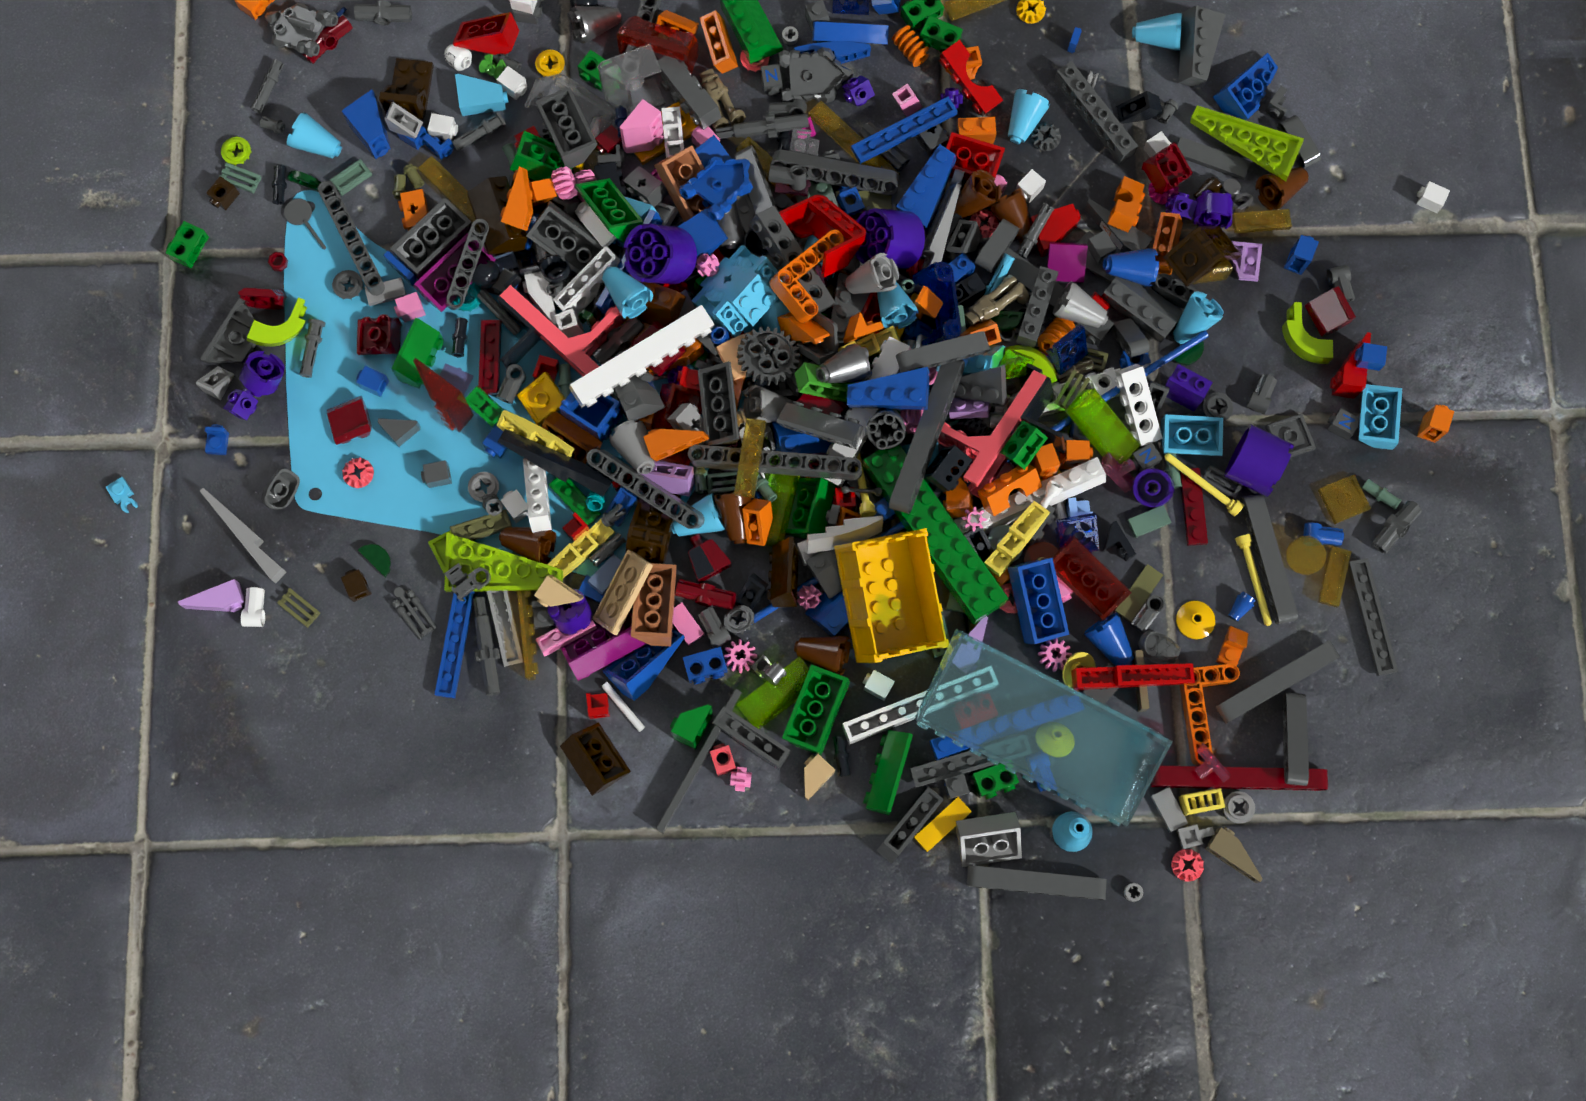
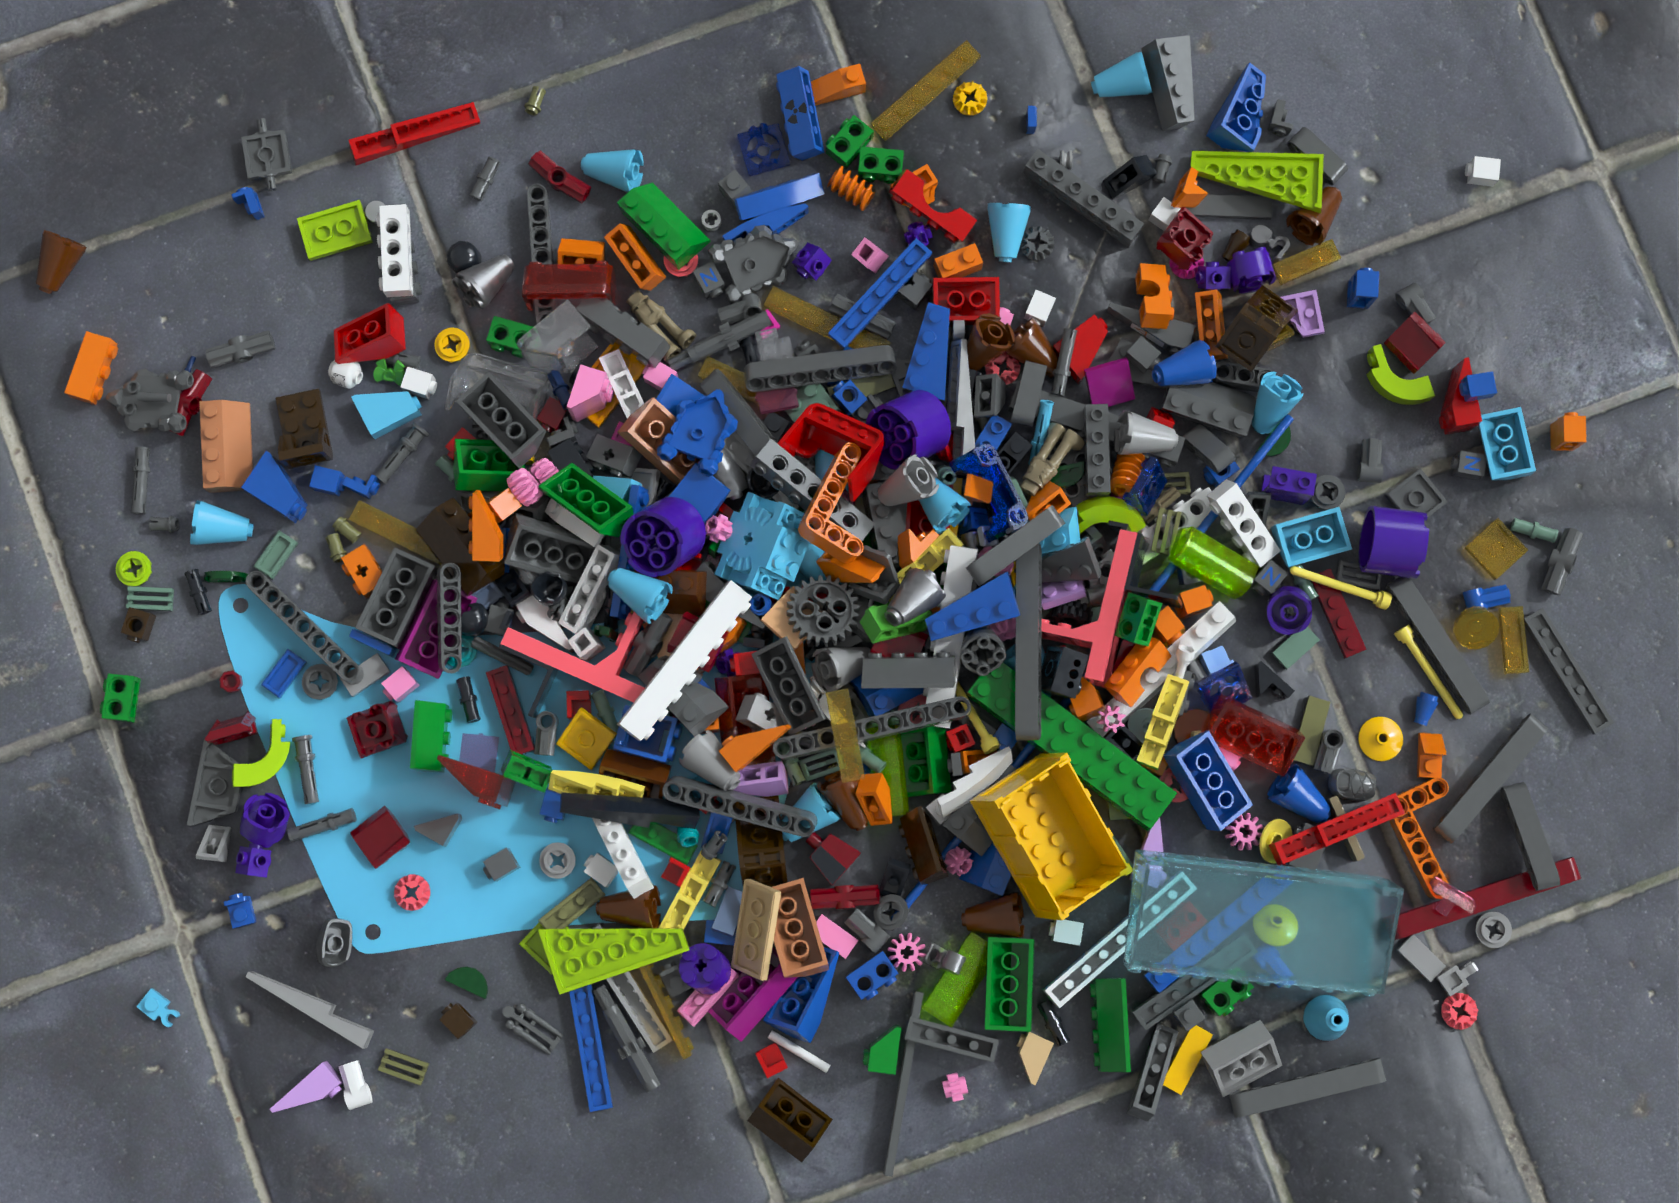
camera: 20 degrees left, 5 degrees up
(298, 213) = (232, 616): dark grey piece -> none
(306, 395) = (331, 821): none -> dark grey pin
(322, 269) = (284, 673): none -> blue tile
(343, 79) = (225, 445): none -> nougat slope
(372, 381) = (389, 783): blue brick -> none
(402, 121) = (314, 475): light grey slope -> none
(442, 127) = (359, 462): white brick -> none
(462, 582) = (578, 980): dark grey piece -> none
(492, 510) = (575, 878): dark grey bush -> none
(555, 592) = (687, 959): tan slope -> none
(724, 768) = (935, 1079): coral brick -> none
(793, 176) = (776, 391): dark grey piece -> none
(878, 491) = (994, 721): dark grey hinge -> none
(1015, 363) = (1095, 525): clear neon green slope -> none
(1119, 472) = (1245, 605): clear pink tile -> none
(1139, 890) = (1407, 1066): light grey bush -> none
(1183, 135) = (1187, 191): none -> orange slope
(1183, 799) = (1435, 946): light yellow slope -> none
(1231, 851) = (1502, 981): dark tan slope -> none

